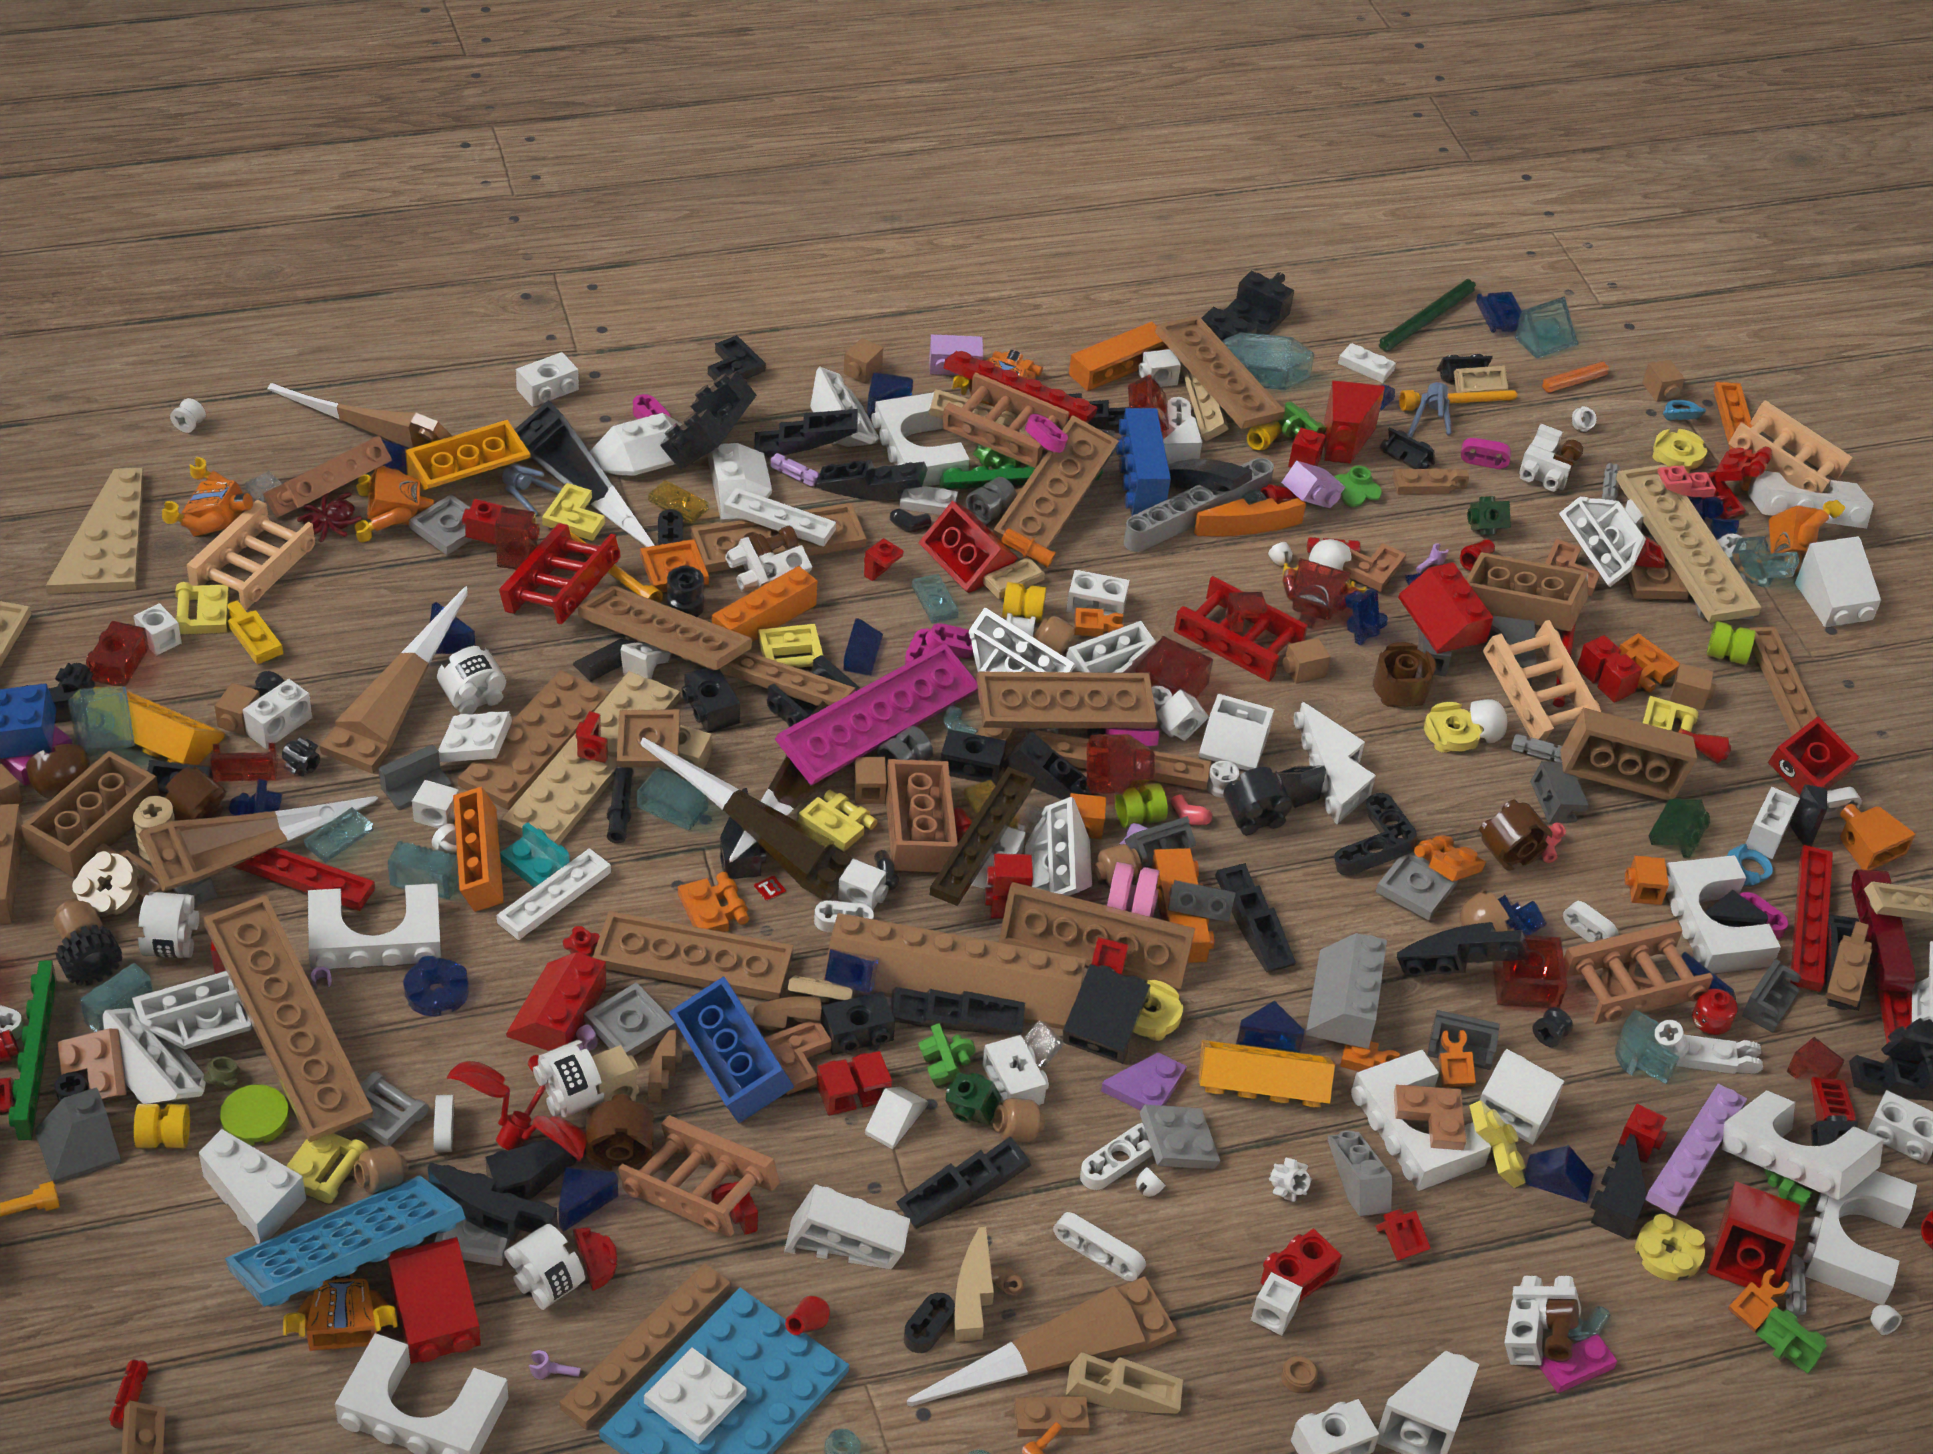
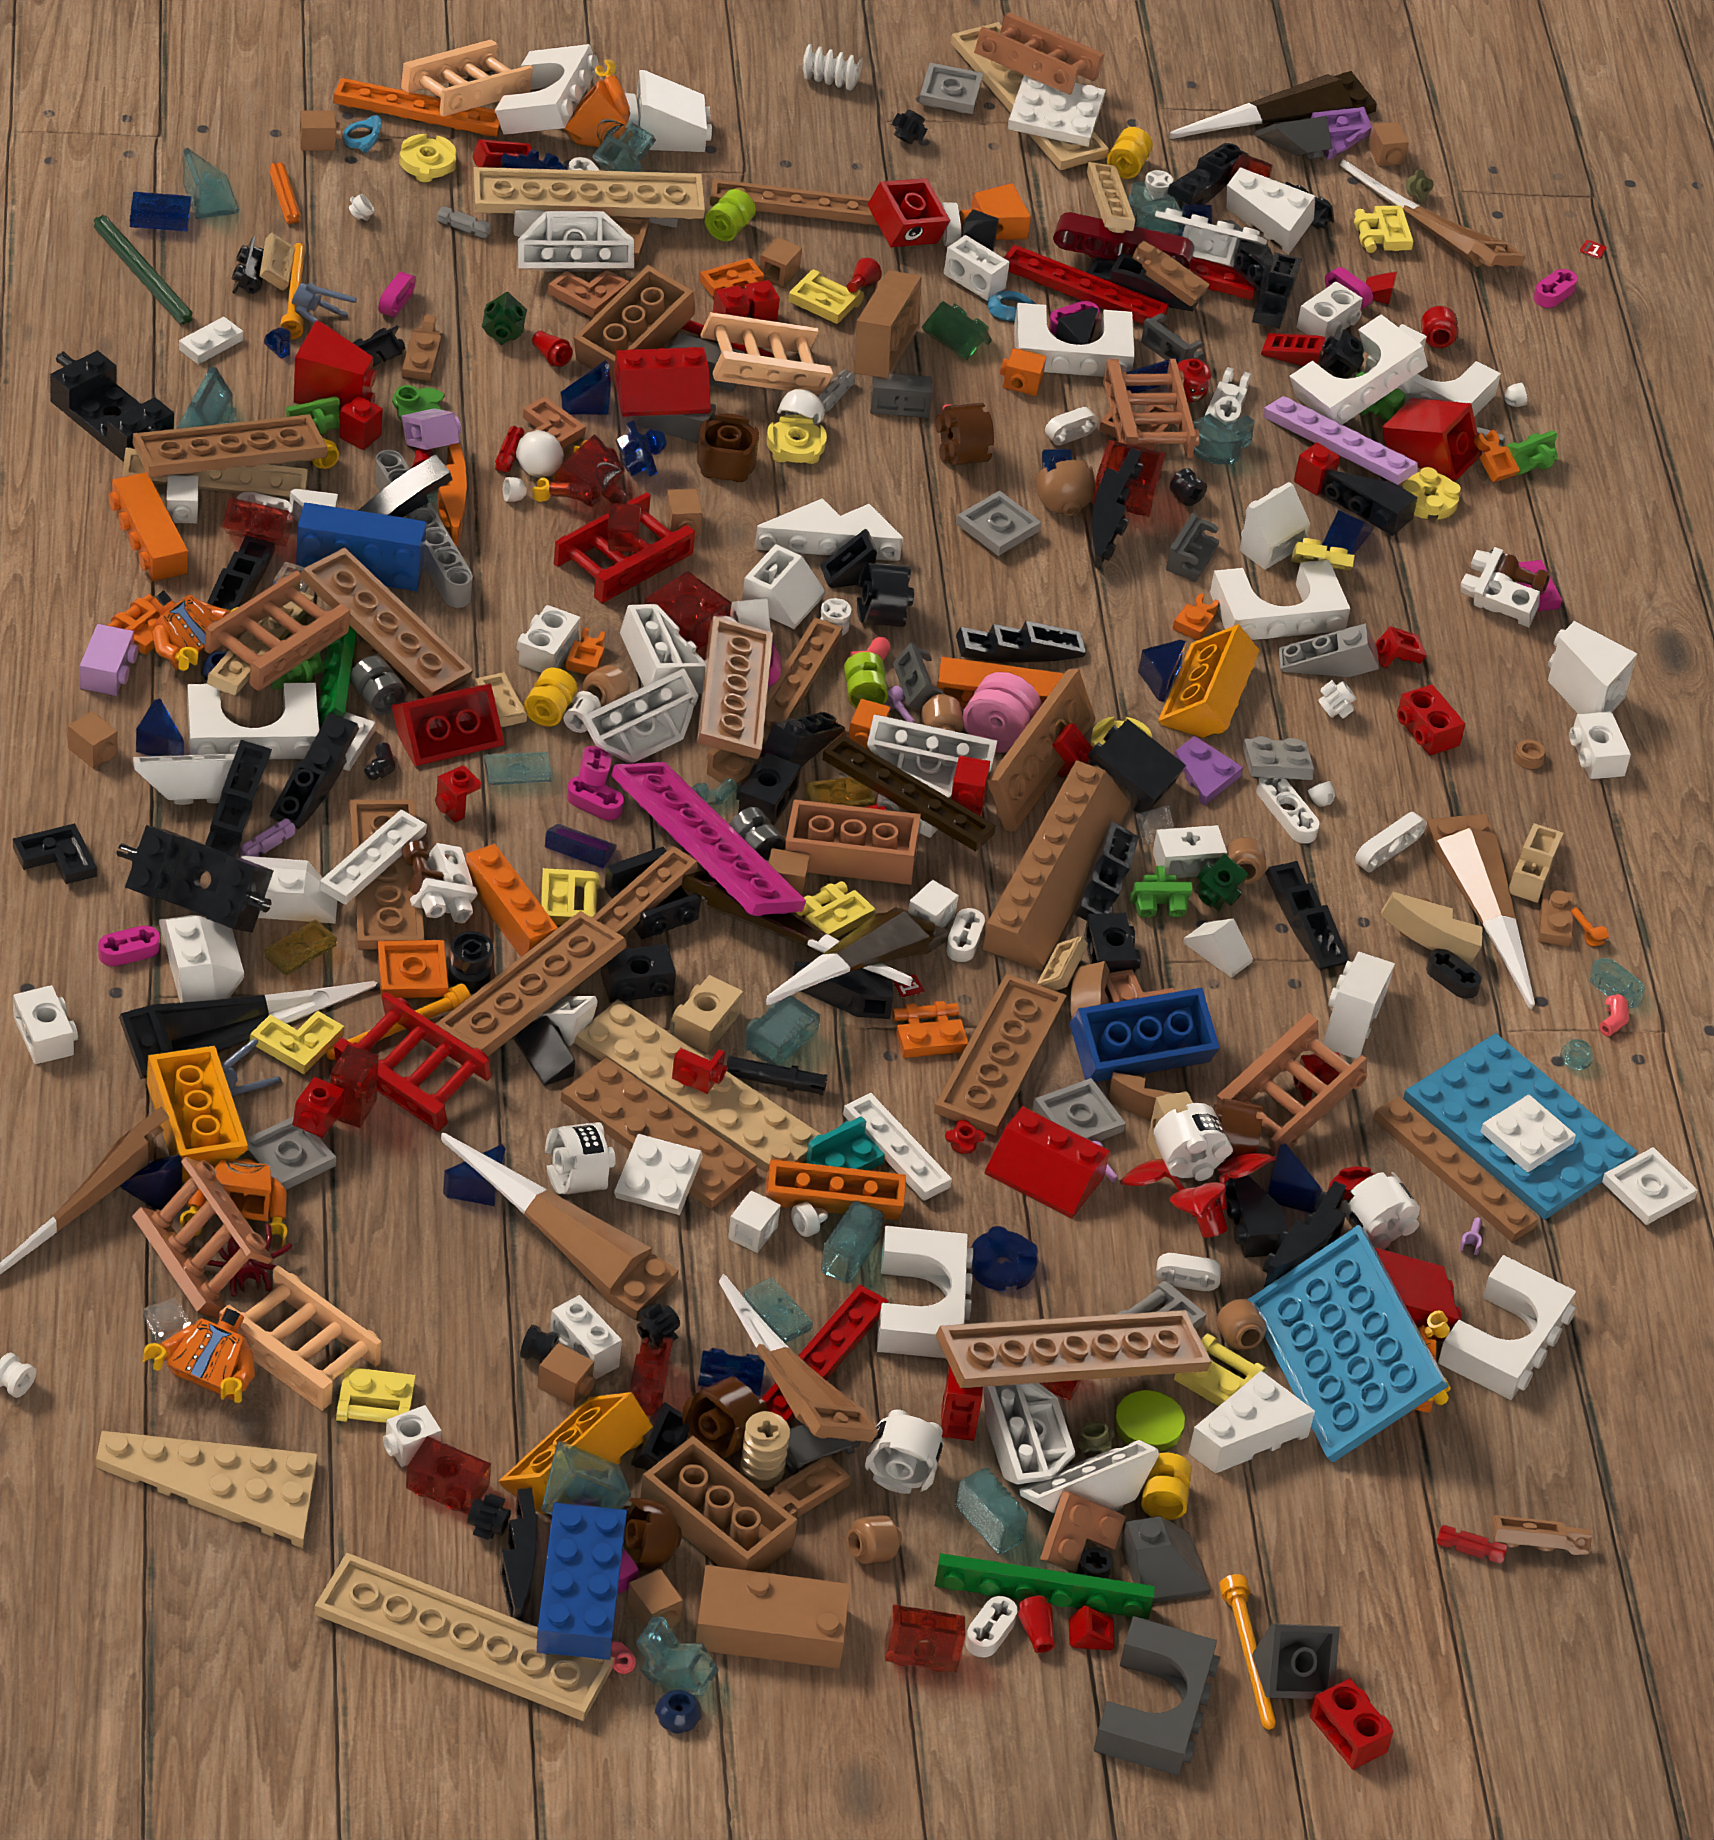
camera: 80 degrees left, 0 degrees up
(74, 953) = (934, 1523): black tyre -> none
(98, 870) = (844, 1501): tan plate -> none
(253, 633) = (436, 1351): yellow hinge -> none
(404, 776) = (704, 1238): dark grey panel -> none
(655, 725) = (718, 1018): medium nougat plate -> none
(666, 531) = (347, 964): black beam -> none
(808, 1316) = (1447, 1046): red cone -> none
(852, 970) = (1059, 927): clear blue slope -> none
(862, 1076) = (1182, 961): red piece -> none
(885, 863) = (907, 886): black arm -> none
(966, 366) = (192, 625): red plate -> none
(1028, 547) = (470, 670): orange axle -> none
(1046, 433) = (331, 595): dark pink beam -> none
(1117, 763) = (834, 672): clear red piece -> none
(1201, 900) = (1022, 657): dark grey hinge -> none
(1276, 1304) = (1472, 740): white brick -> none
(1347, 990) = (1132, 599): light grey slope -> none
(1349, 858) = (947, 521): black beam -> none
(1436, 557) = (541, 380): lavender hand -> none
(1439, 1107) = (1291, 575): nougat plate -> none
(1447, 860) = (978, 488): orange plate -> none
(1456, 1065) = (1219, 556): orange plate -> none
(1543, 463) = (419, 253): white hips -> none
(1688, 484) = (512, 158): coral slope -> none
(1741, 463) = (482, 120): red plate -> none
(1816, 1057) = (1251, 337): clear red panel -> none

